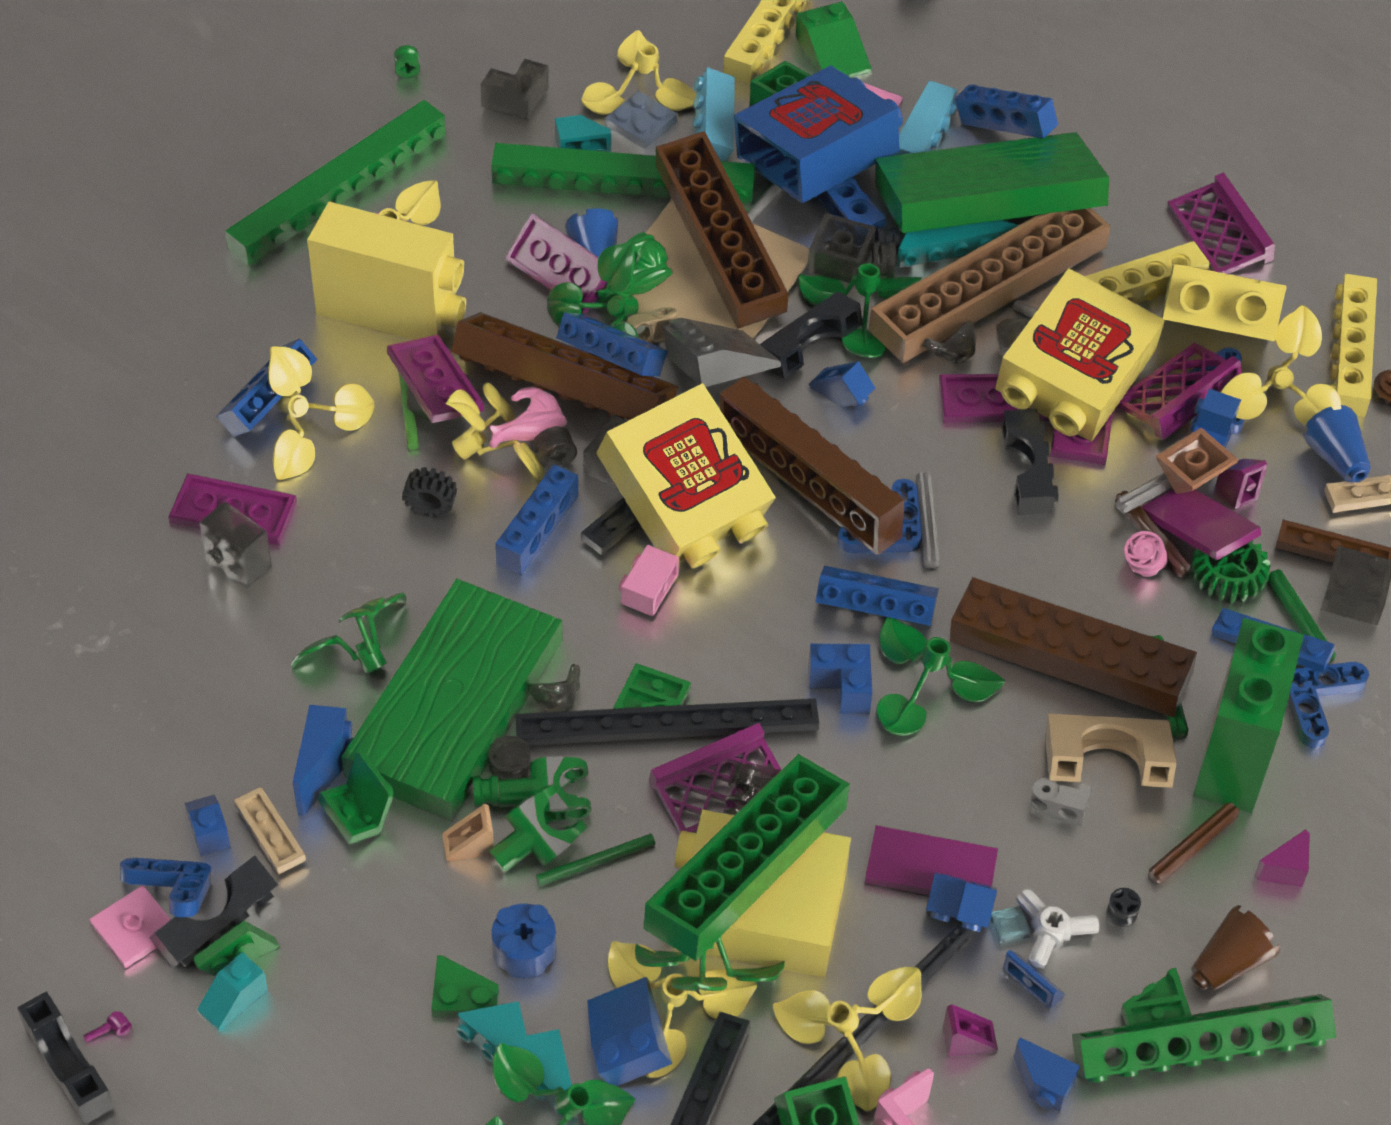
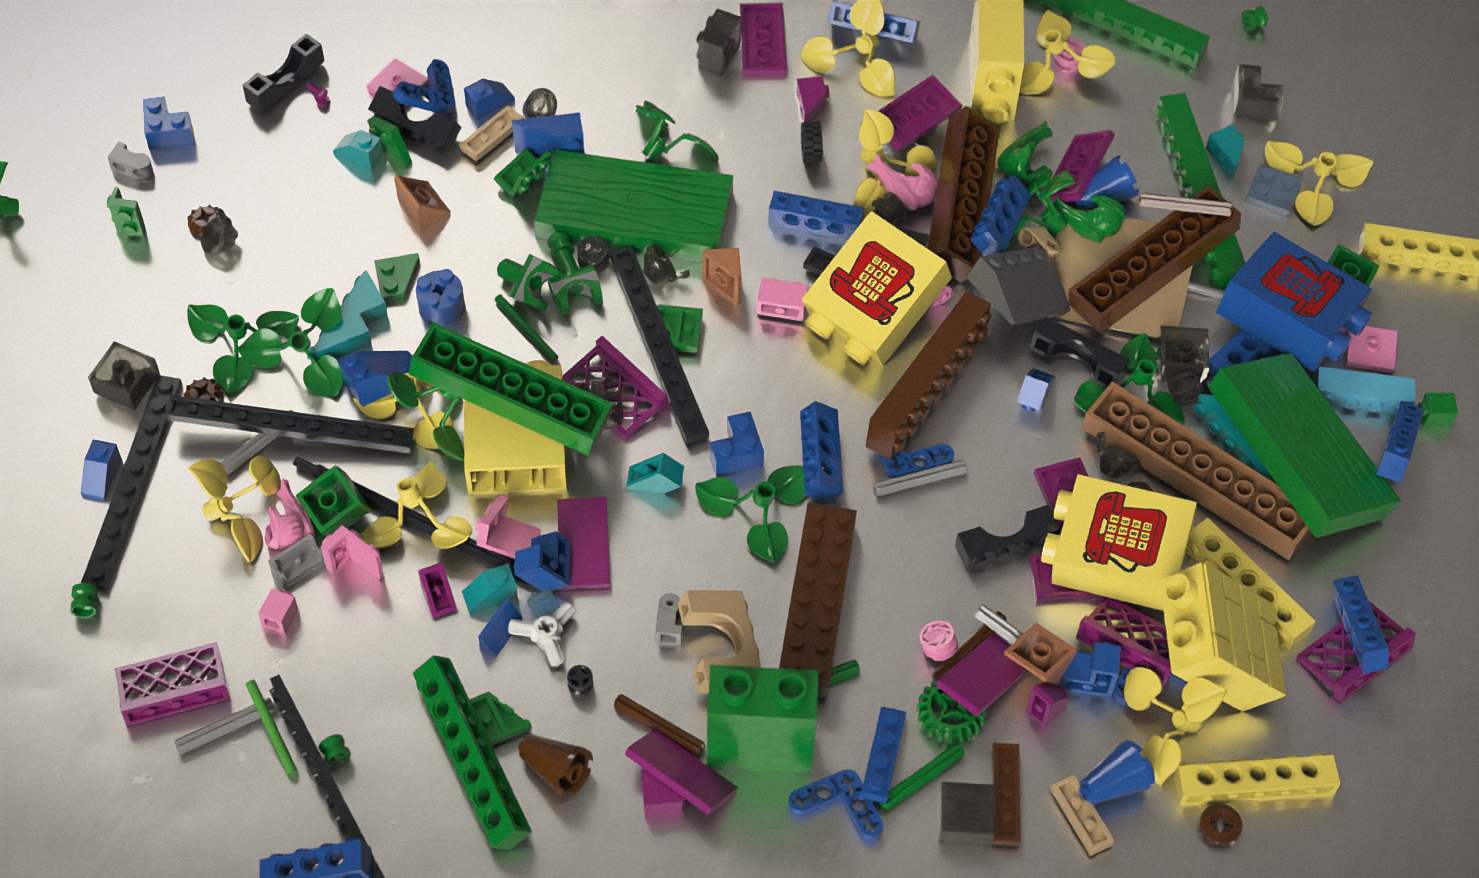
camera: 75 degrees right, 5 degrees up
(253, 769) = (539, 103): none -> clear smoke hat
(353, 937) = (420, 200): none -> nougat slope
(355, 481) = (811, 96): none -> magenta slope
(470, 836) = (519, 247): light nougat slope -> none
(532, 313) = (1016, 157): none -> green hair
(601, 621) = (723, 272): none -> nougat slope
(676, 171) = (1185, 204): none -> axle
(715, 110) = (1303, 230): medium azure brick -> none
(832, 39) = (1433, 303): green slope -> none
(862, 766) = (655, 474): none -> teal slope
(908, 936) = (503, 533): none -> bright pink bracket
(962, 74) = (1439, 409): none -> green brick
(979, 973) = (490, 589): none -> teal slope
(1045, 1074) = (412, 647): blue slope -> none
(1207, 207) = (1360, 624): none -> blue brick
(1265, 829) = (681, 771): none -> magenta tile

